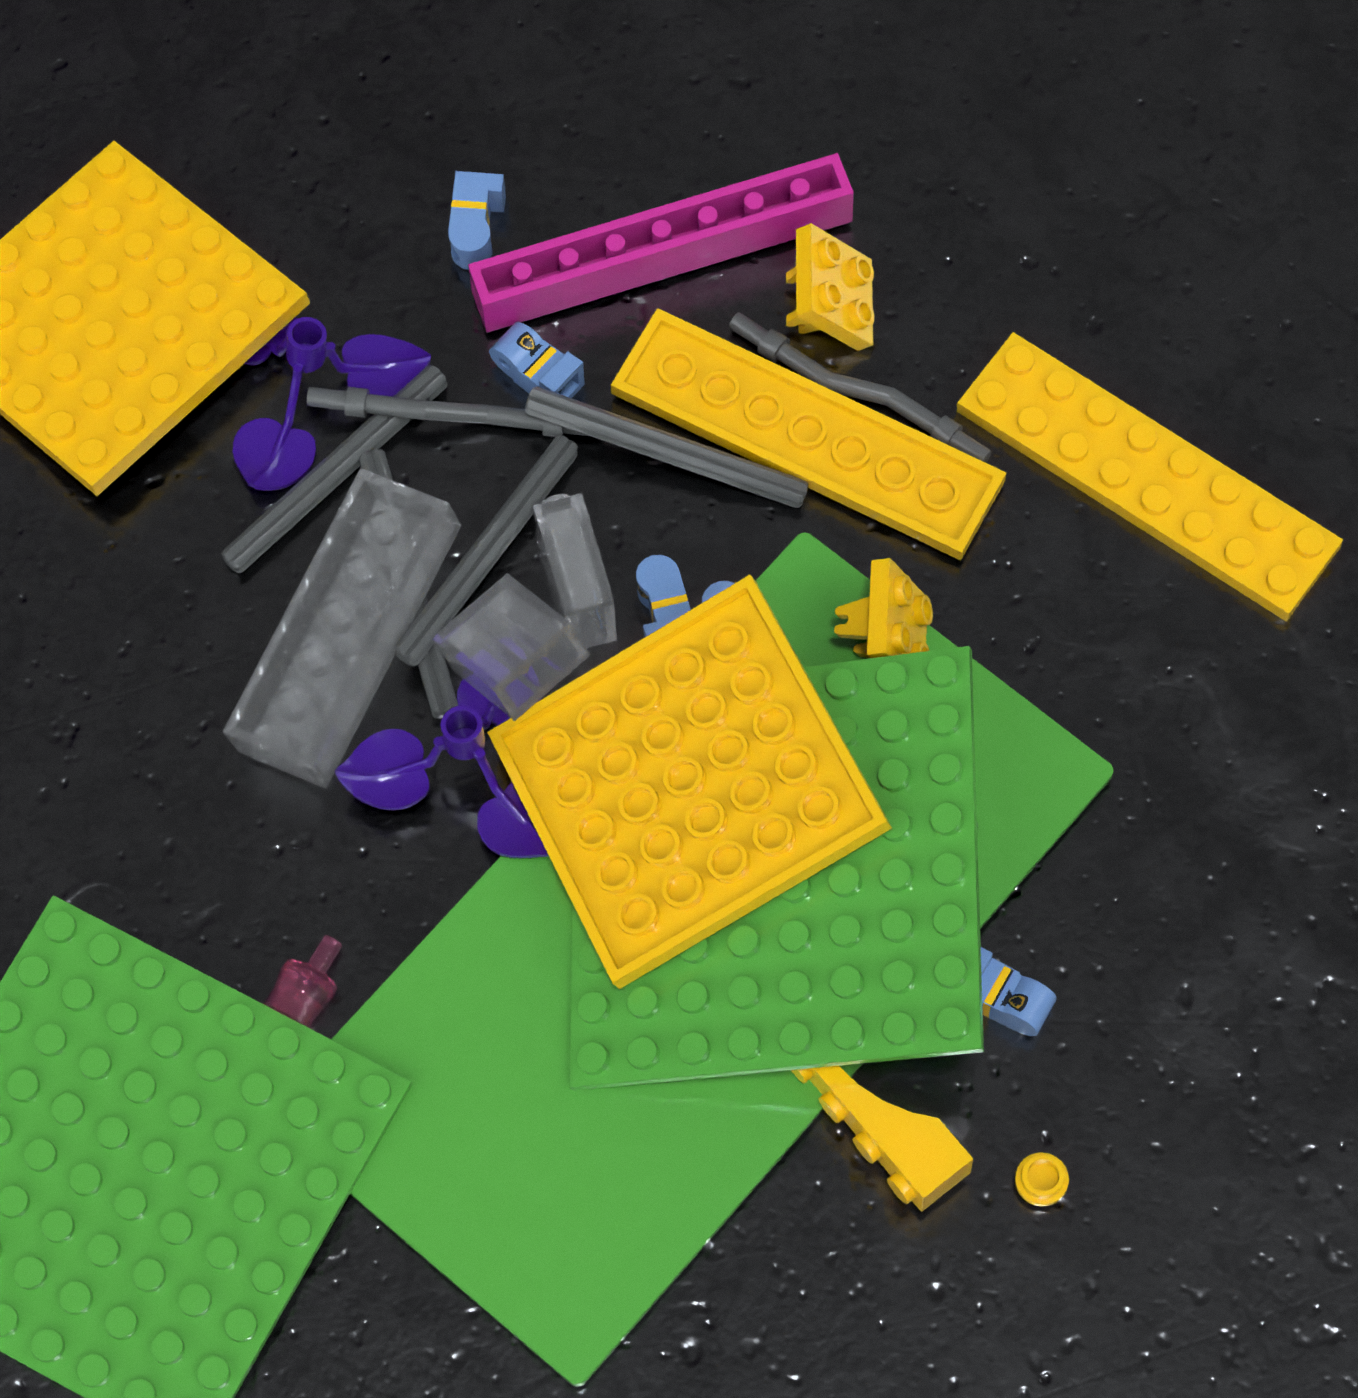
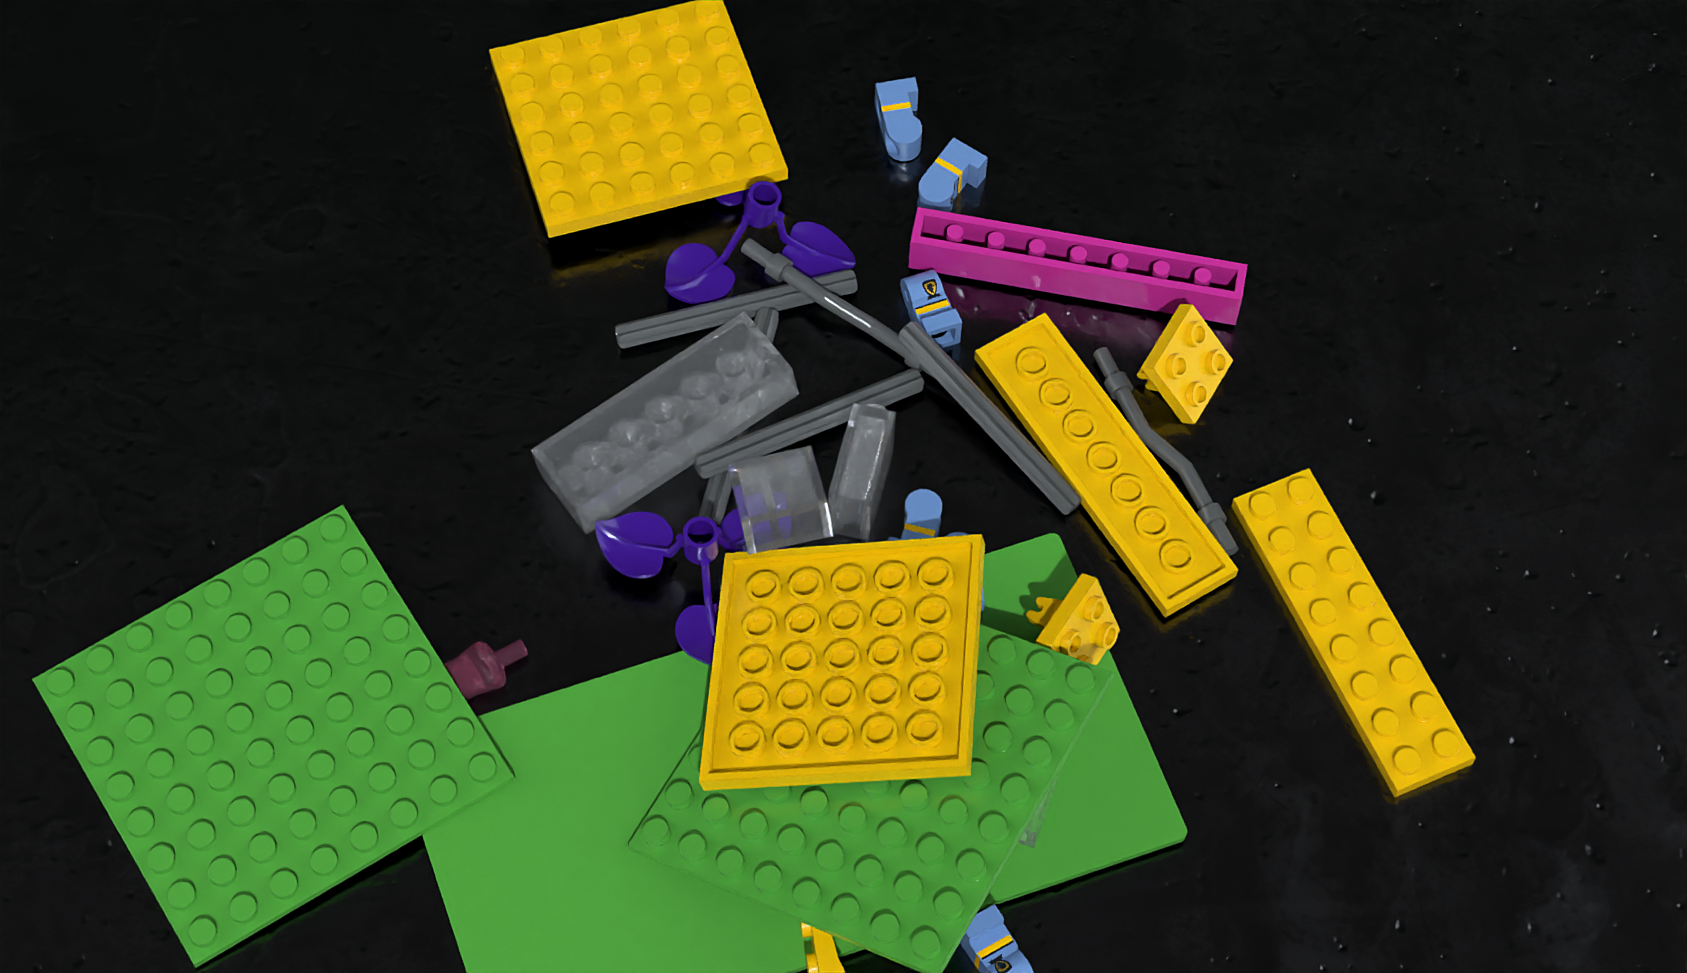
camera: 25 degrees right, 5 degrees down
(375, 175) = (898, 125): none -> medium blue leg

